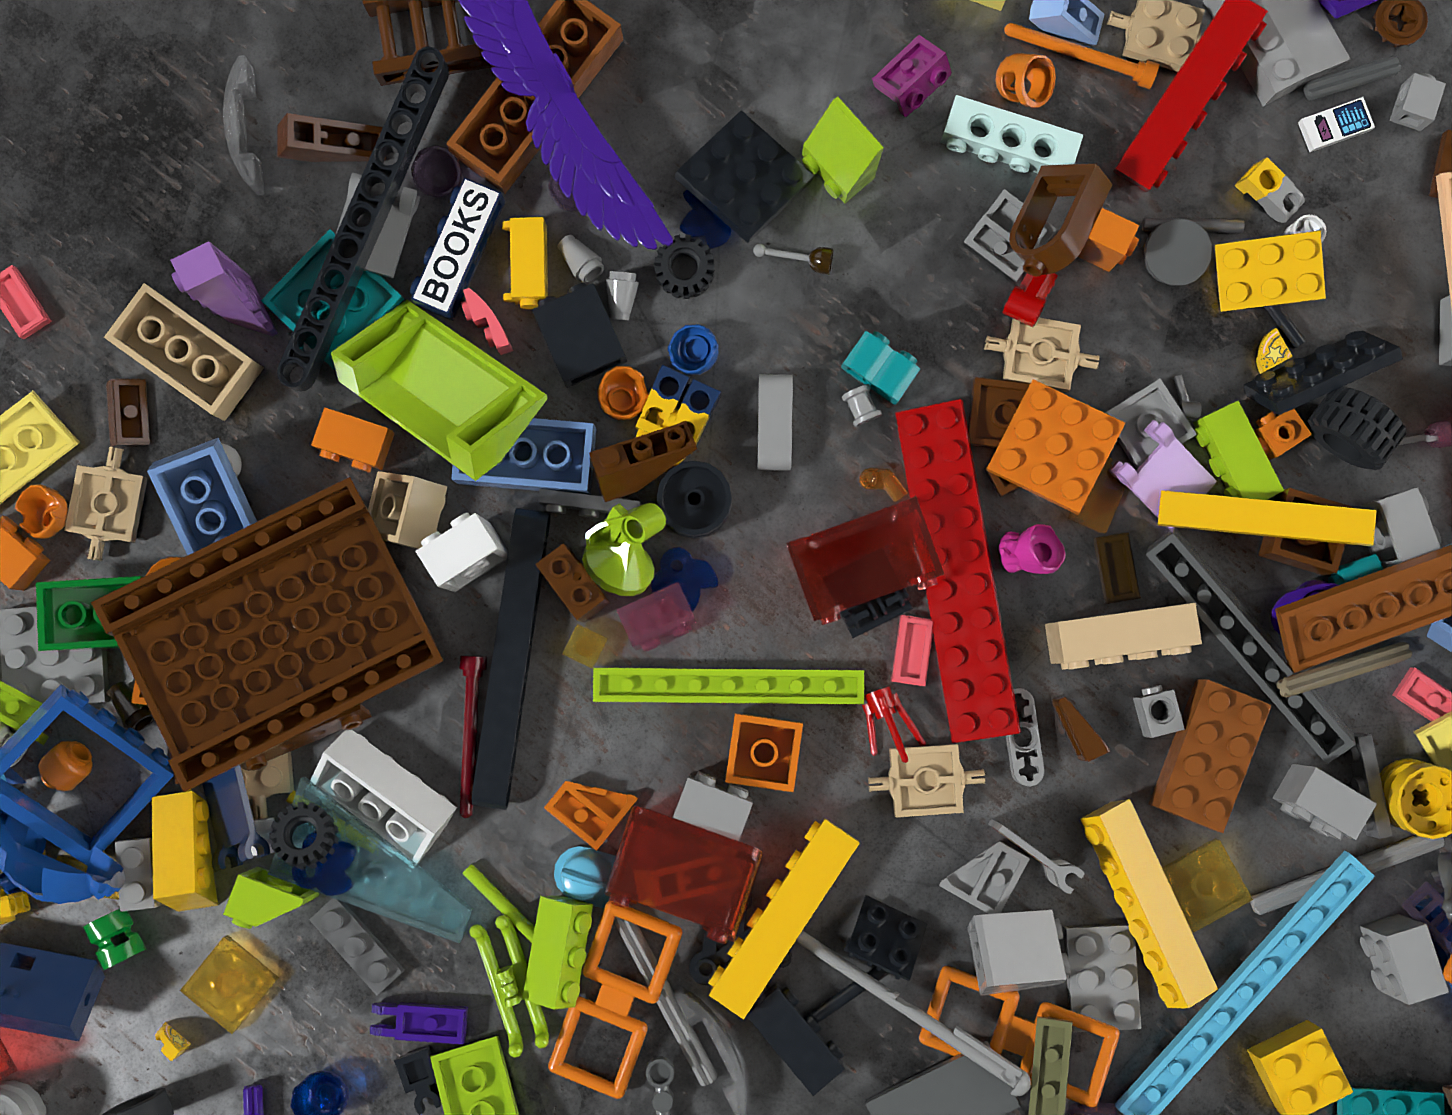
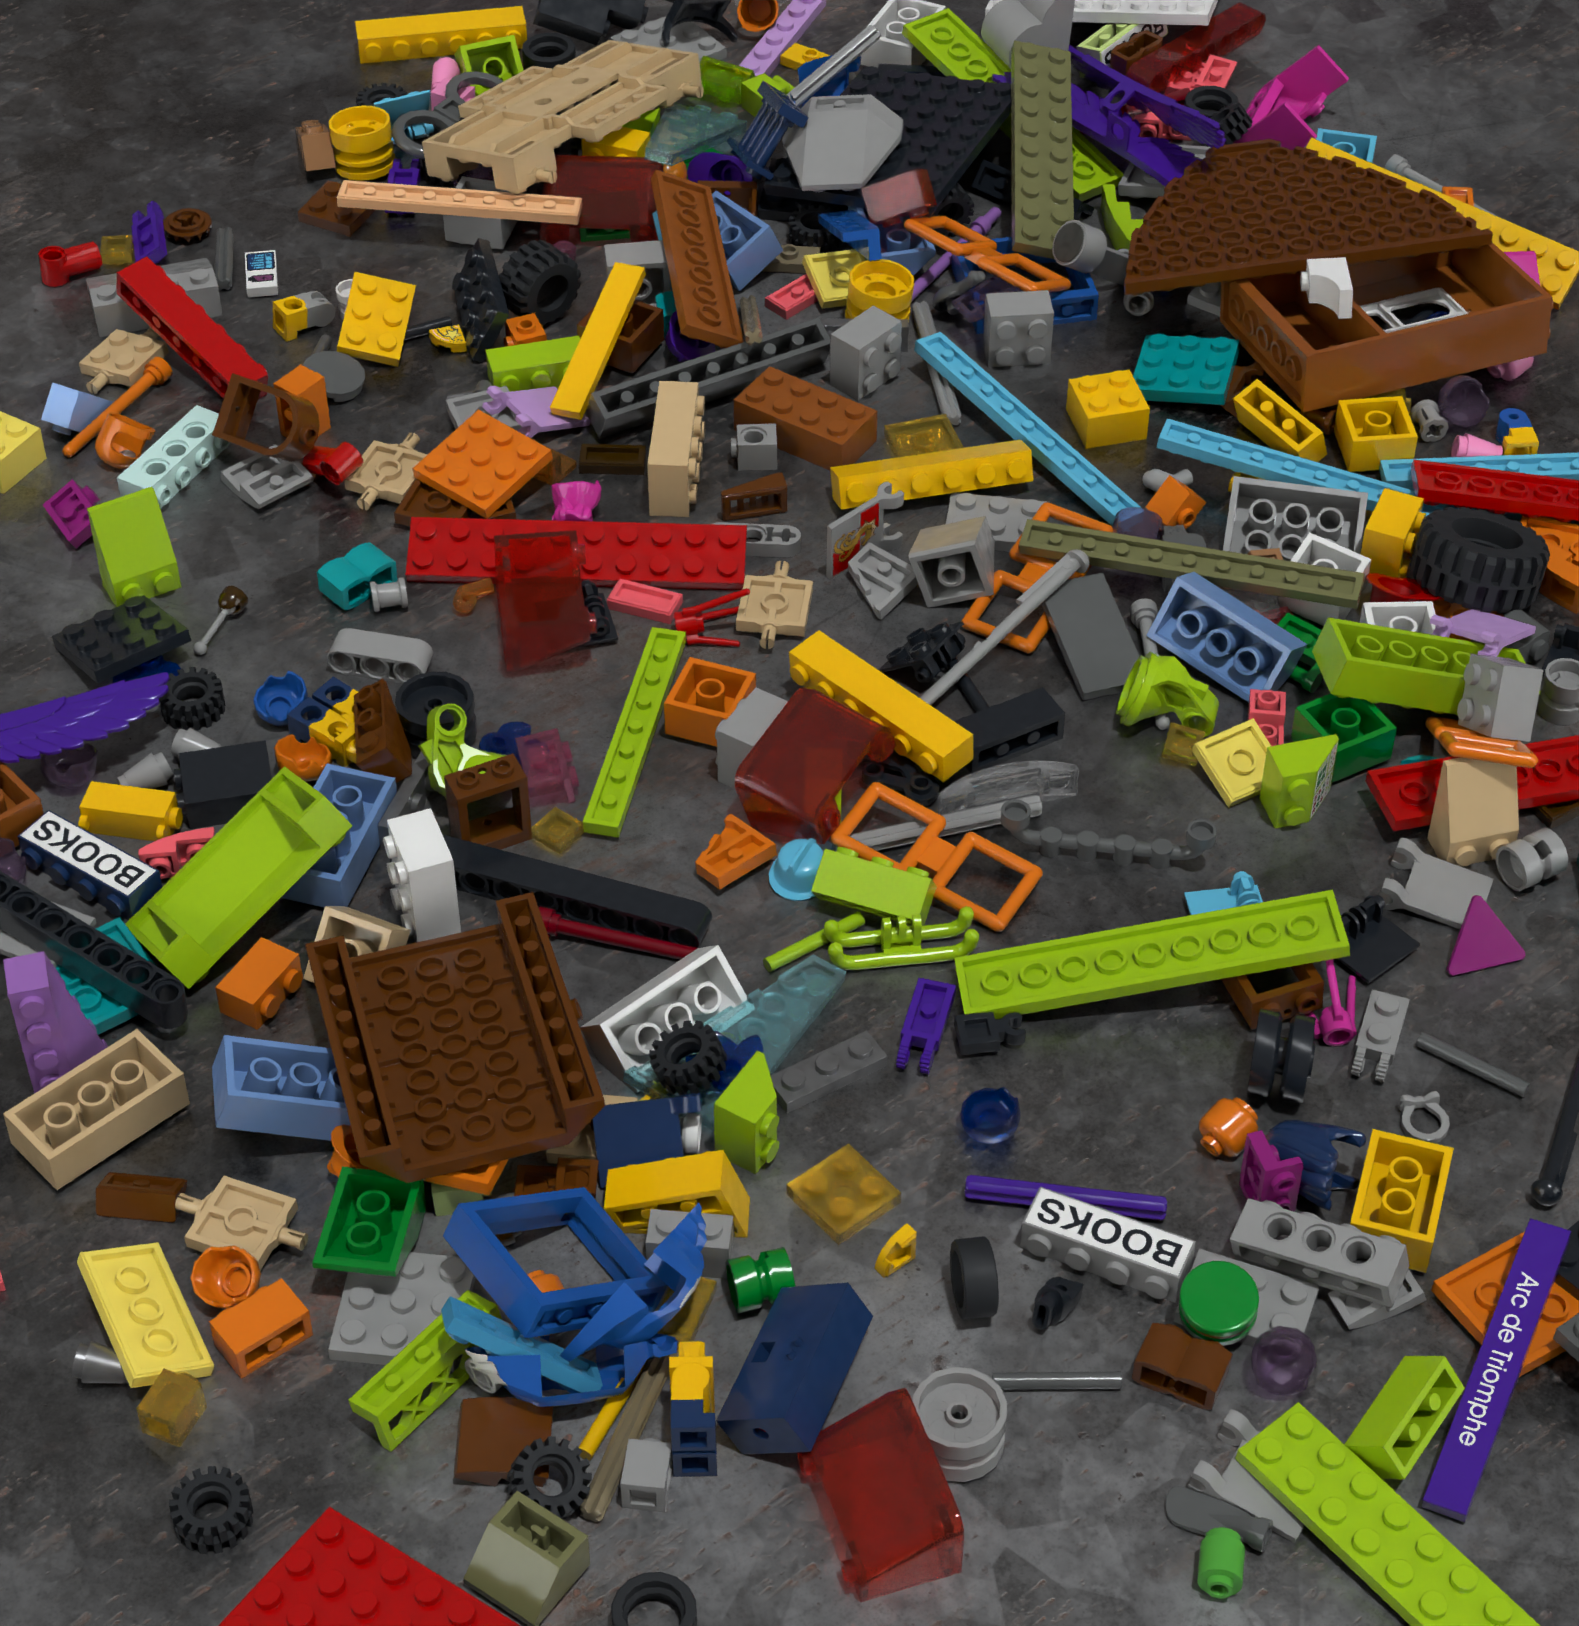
camera: 80 degrees left, 40 degrees down
(1418, 101) = (265, 222): light grey brick -> none

